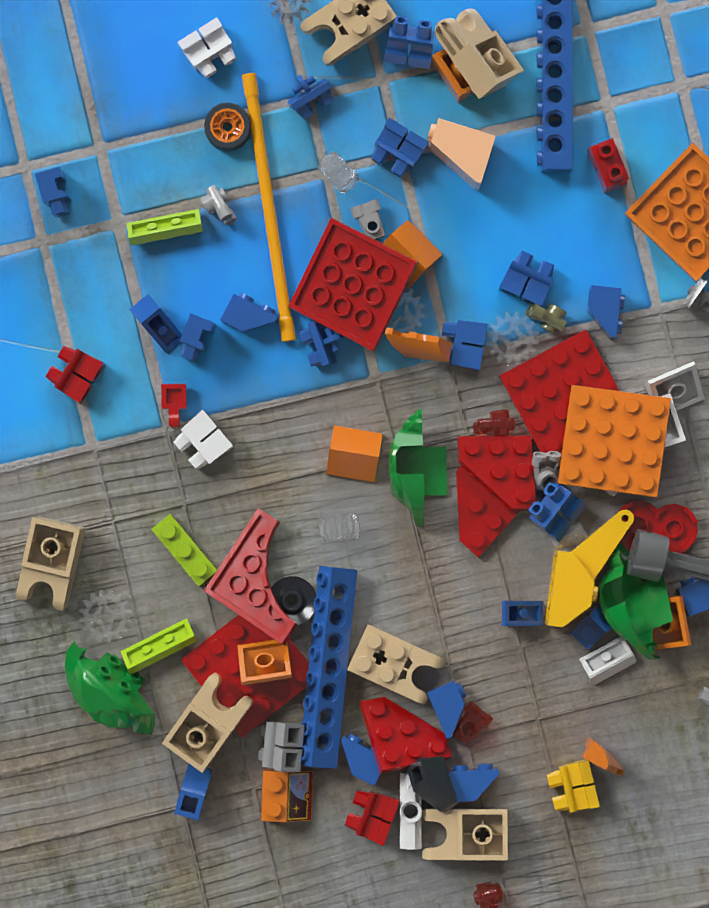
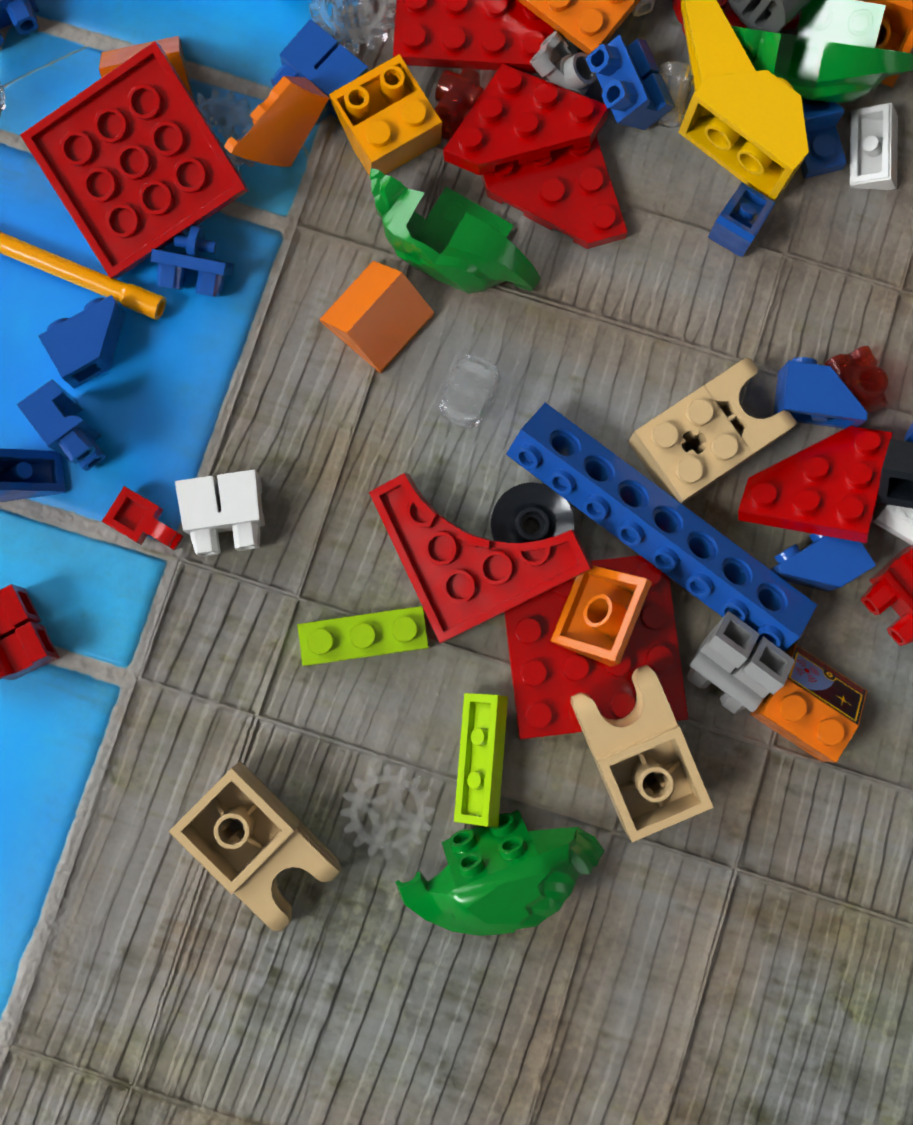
camera: 65 degrees left, 5 degrees down
(193, 792) = (733, 842): blue slope -> none
(369, 213) = (53, 91): light grey plate -> none
(460, 394) = (387, 116): none -> light orange slope

